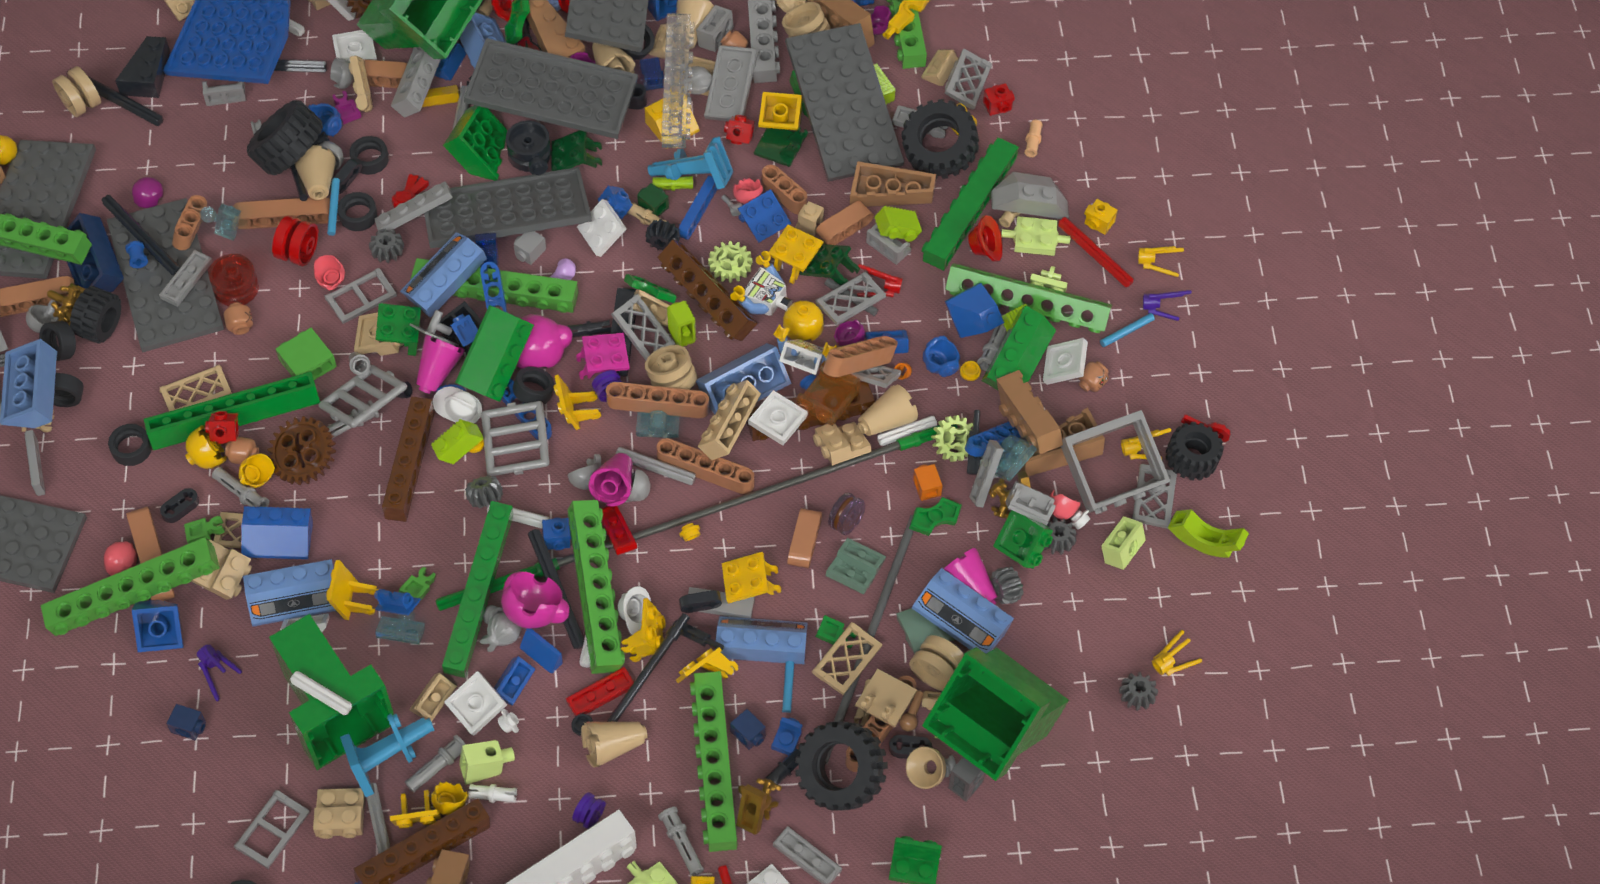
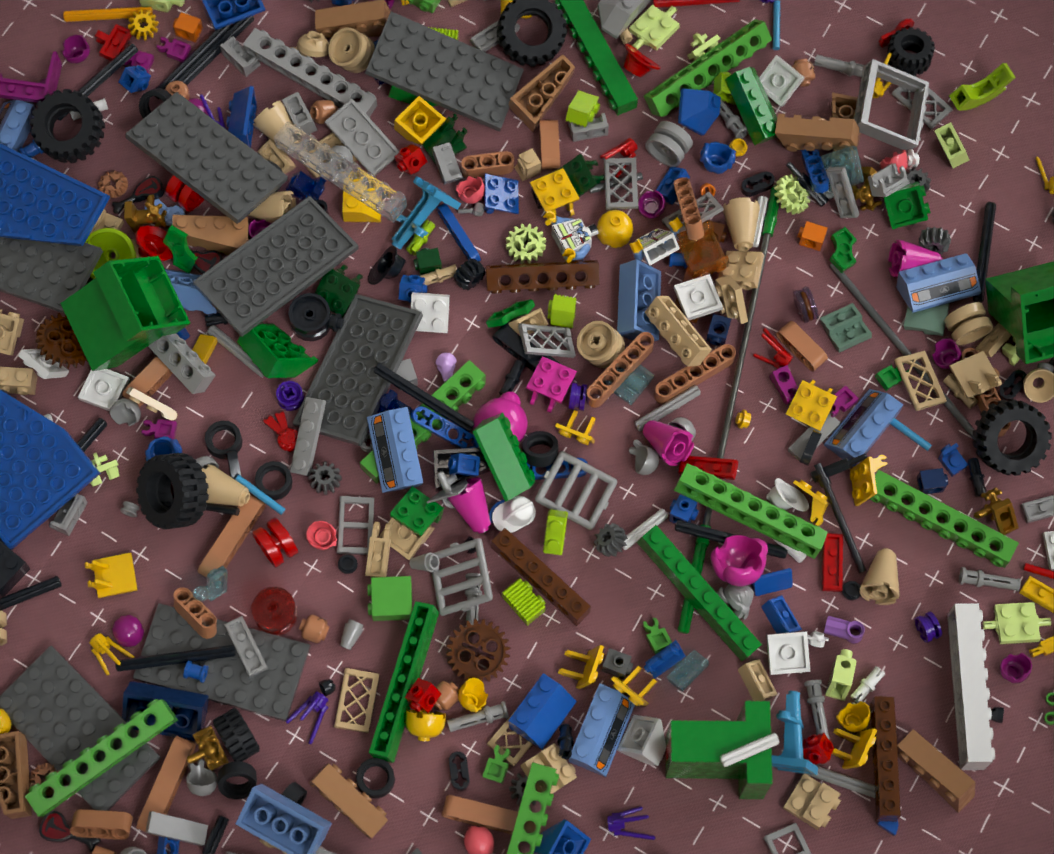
camera: 55 degrees left, 10 degrees up
(92, 432) = (349, 800): none -> medium nougat wedge
(121, 180) = (102, 645): none -> yellow plant
(171, 361) = (314, 703): none -> dark purple plant
(191, 153) = (113, 575): none -> yellow plate
(191, 360) = (327, 687): none -> black hinge
(253, 349) = (351, 633): none -> light grey cone
(257, 566) = (565, 741): none -> black pin
(284, 93) = (111, 468): none -> yellowish green hips
(318, 309) = (347, 564): none -> black plate
(335, 547) = (589, 674): none -> yellow plate
(345, 322) = (379, 551): none -> tan hinge
(366, 567) = (617, 664): none -> dark grey brick
(375, 460) = (524, 601): none -> lime brick
(390, 780) = (817, 749): none -> red brick
(446, 169) = (289, 395): none -> dark purple wheel
(509, 255) = (423, 397): none -> black axle
(535, 739) = (841, 628): none -> medium lavender piece
(625, 176) = (387, 266): none -> black piece
(754, 541) = (784, 383): none -> magenta leg
(760, 154) = (446, 163): none -> light grey hinge
(767, 452) = (721, 323): none -> dark blue brick
(775, 604) = (844, 400): none -> magenta plate
(779, 529) = (782, 357): none -> red plant
(800, 445) = (731, 299): none -> tan plate
(895, 665) = (946, 353): none -> magenta hair
(922, 308) = (669, 143): none -> light grey wheel
(946, 407) = (757, 183): none -> black beam
(1050, 635) = (985, 247): none -> black axle
(1126, 398) = (850, 68): none -> light grey pin

